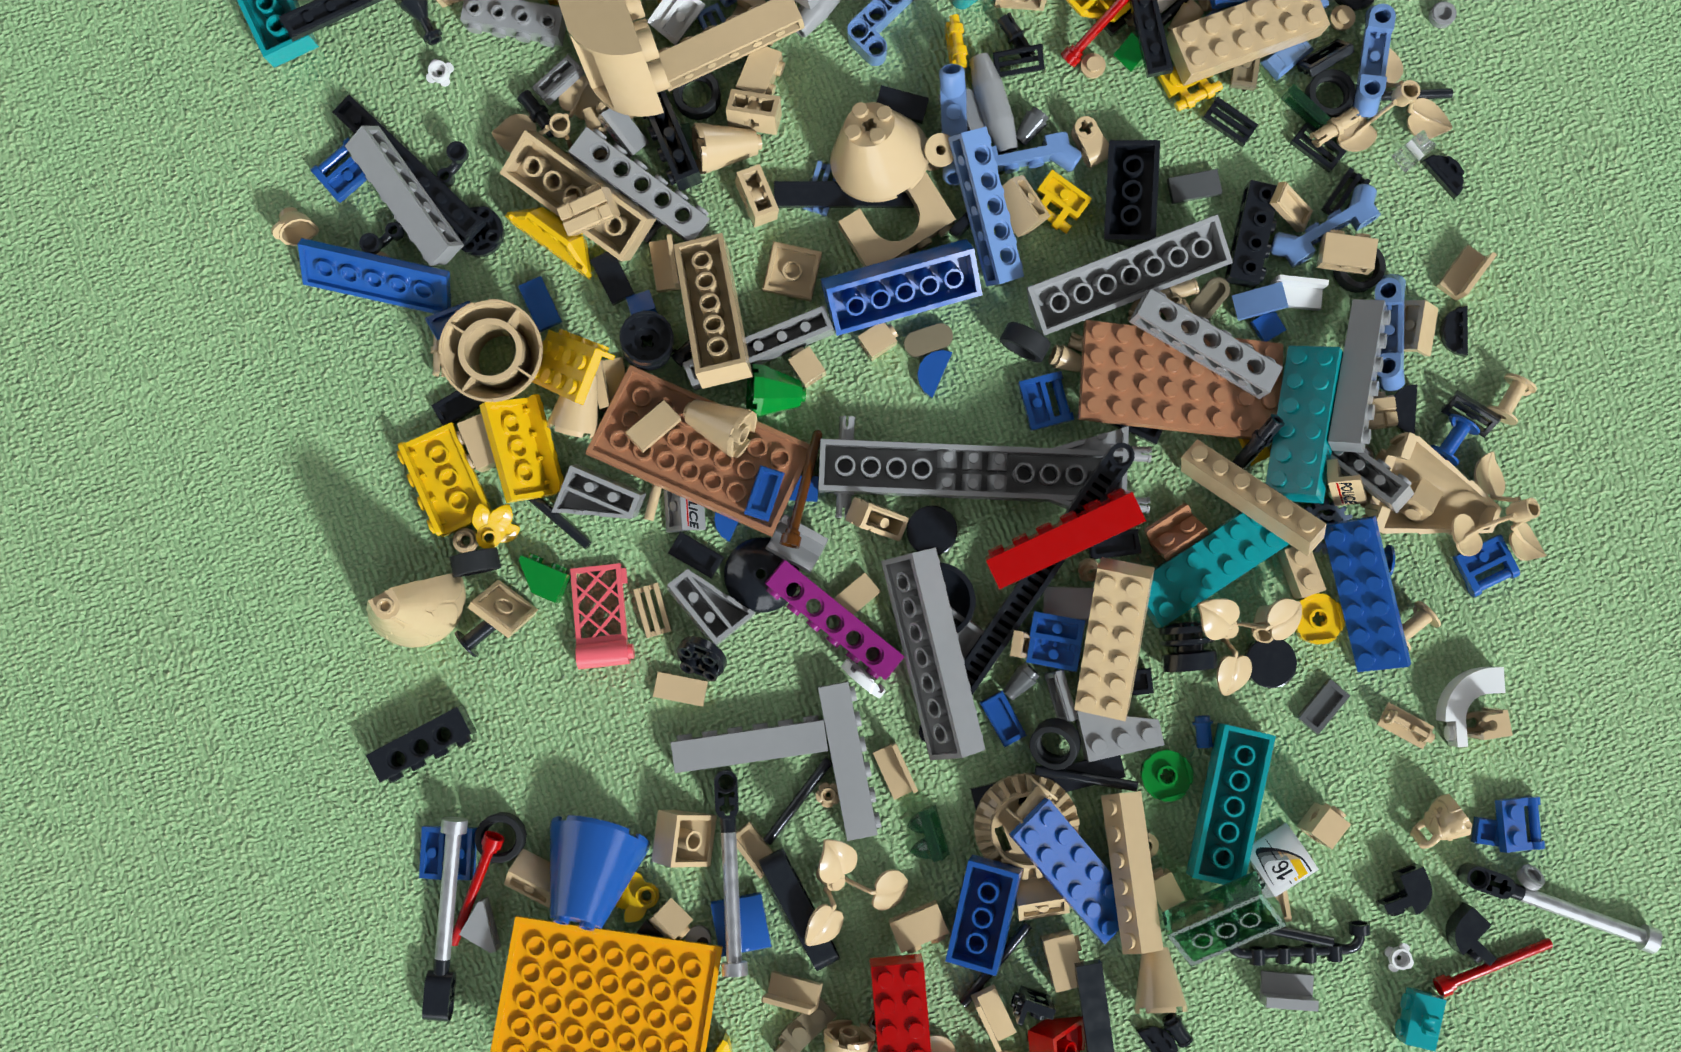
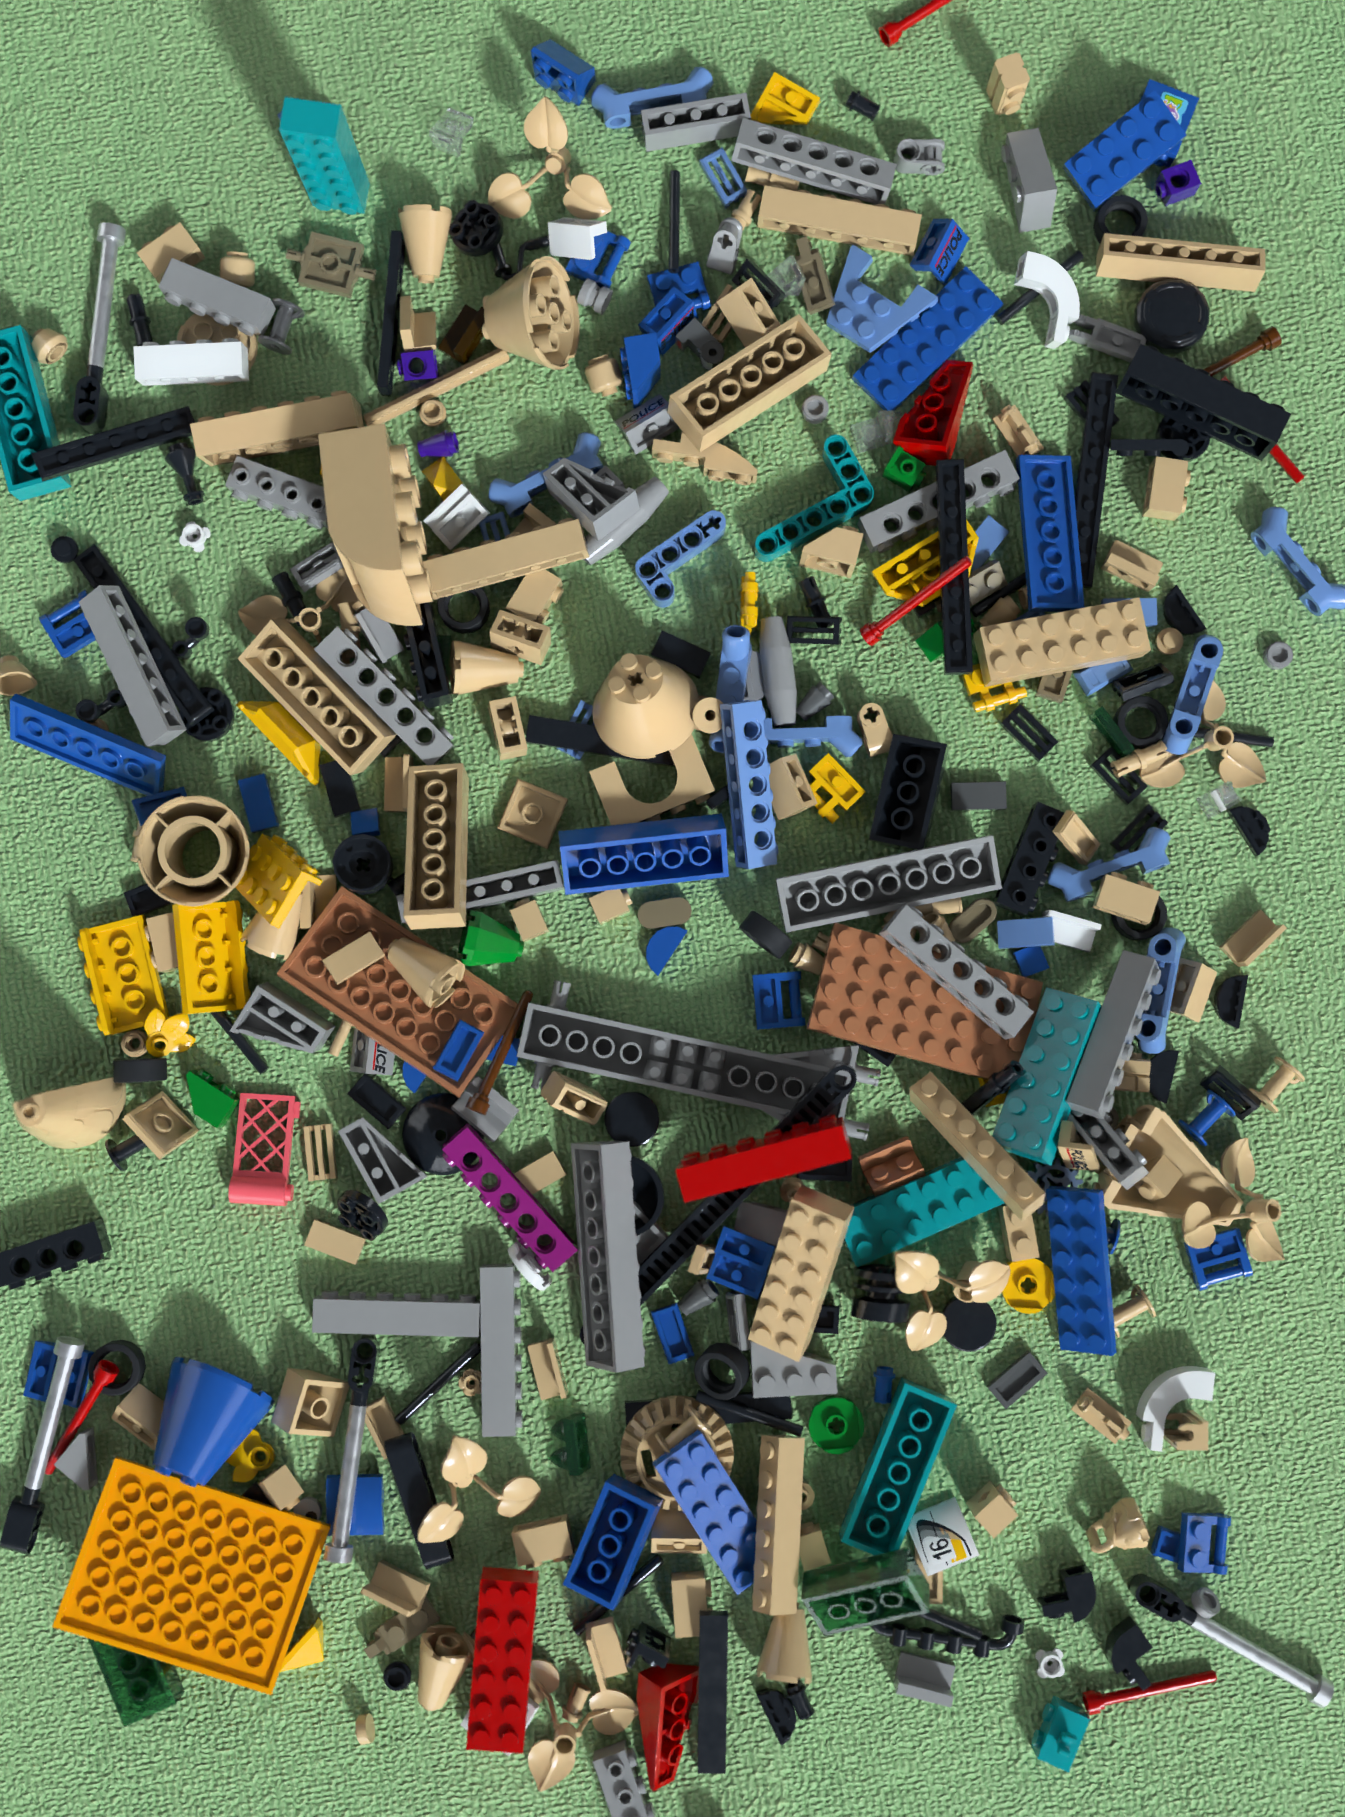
camera: 10 degrees right, 0 degrees up
(322, 104) = (64, 549): none -> black plate
(587, 210) = (322, 718): tan brick -> none
(1093, 65) = (892, 647): tan plate -> none

